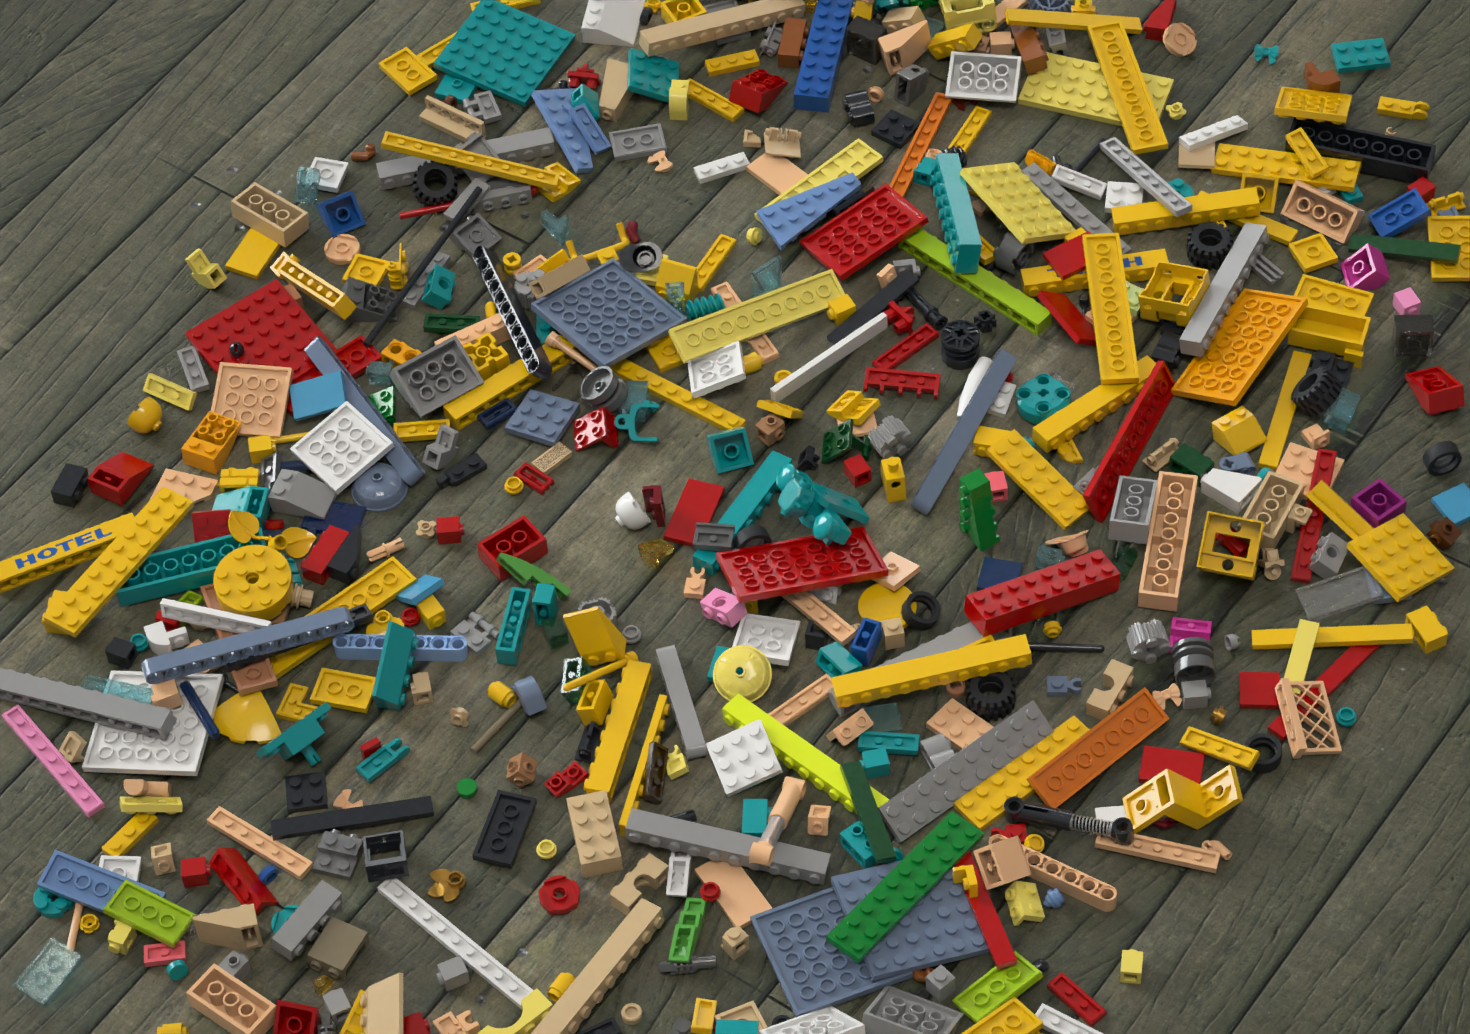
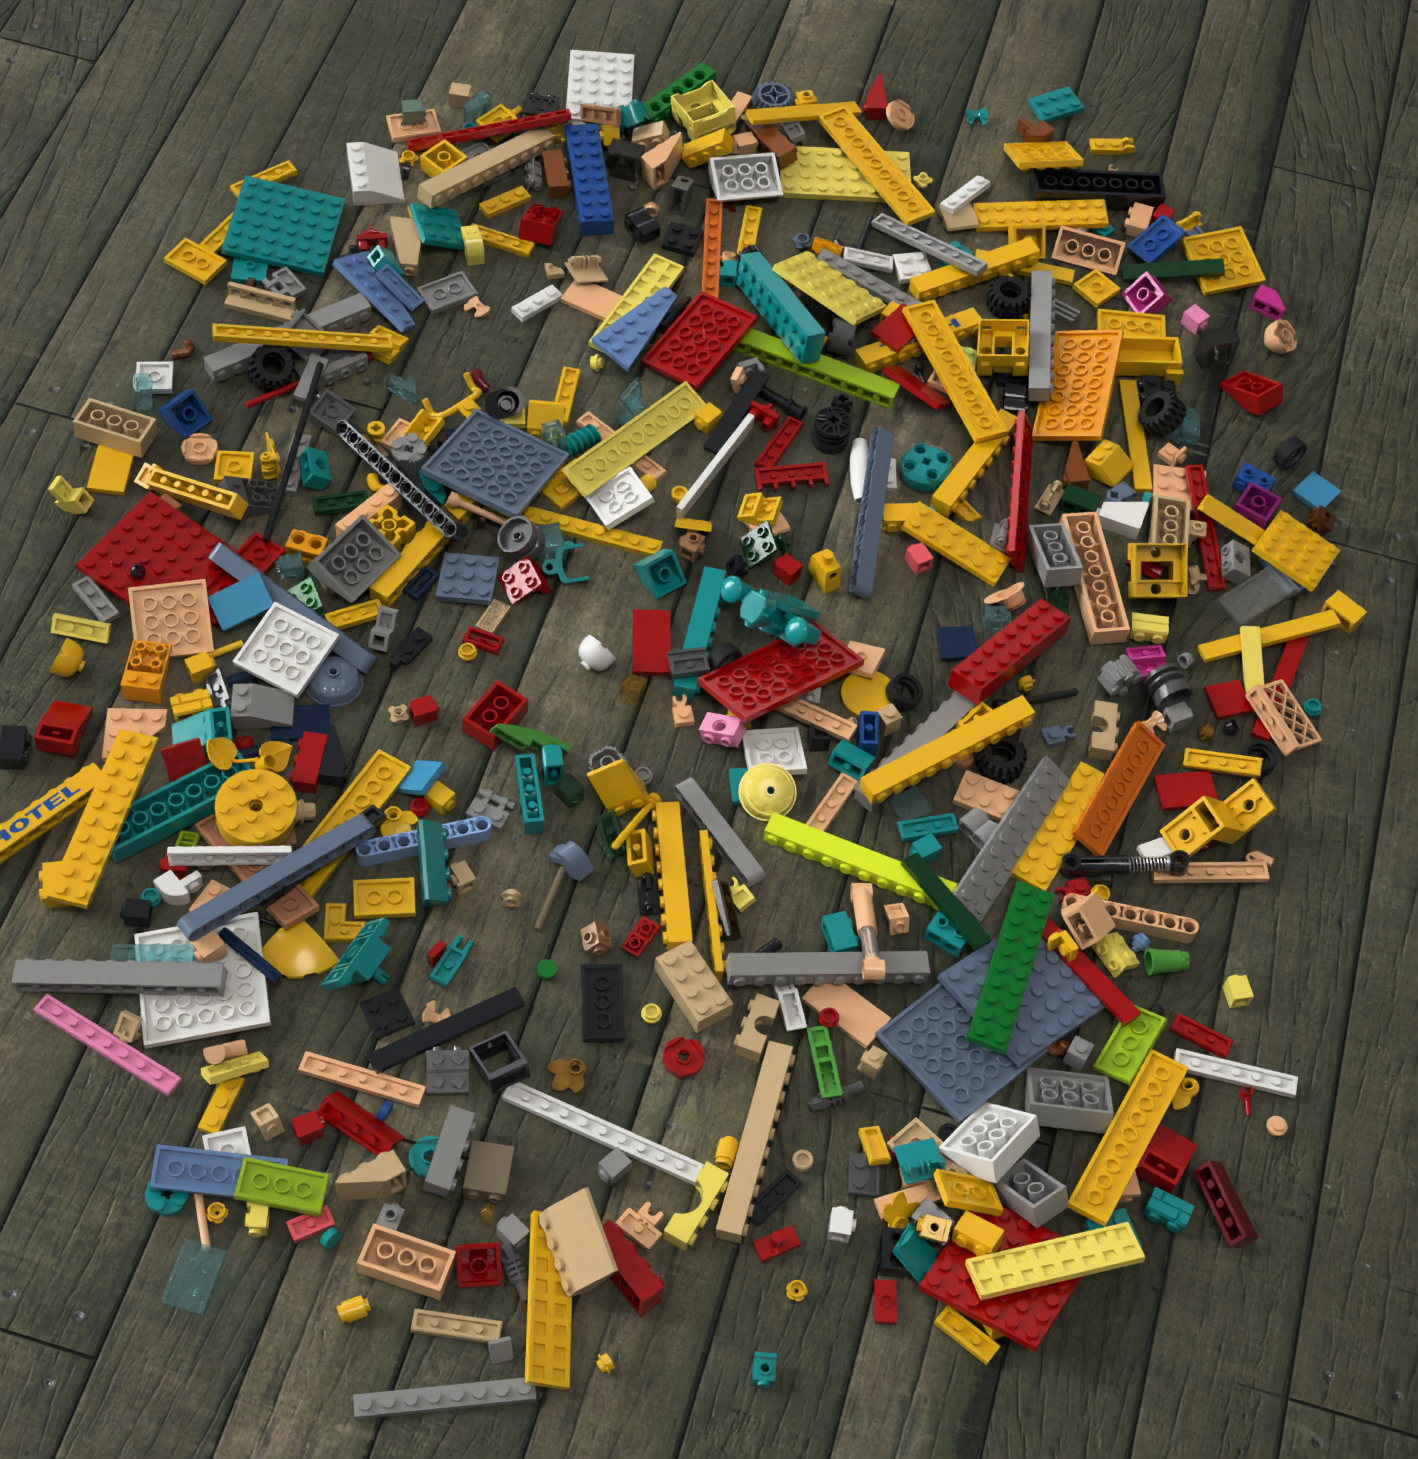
camera: 30 degrees left, 5 degrees up
(385, 550) = (367, 744): light nougat axle -> none
(501, 694) = (543, 865): yellow brick -> none
(559, 276) = (435, 436): tan brick -> none
(654, 503) = (616, 639): dark red bracket -> none
(744, 758) = (804, 874): white plate -> none
(851, 728) = (888, 820): light nougat bracket -> none
(890, 437) = (807, 531): light grey brick -> none
(977, 510) = (920, 585): green wedge -> none
(1018, 151) = (802, 241): none -> sand blue plate
(1070, 921) = (1165, 961): none -> bright green plant
(1200, 430) = (1075, 469): none -> dark orange slope
(1205, 602) = (1148, 628): none -> light yellow brick
(1248, 716) = (1230, 727): none -> black hinge
(1307, 152) = (1060, 198): yellow plate -> none
(1392, 188) = (1139, 219): none -> light nougat brick
(1393, 477) = (1255, 475): none -> blue brick

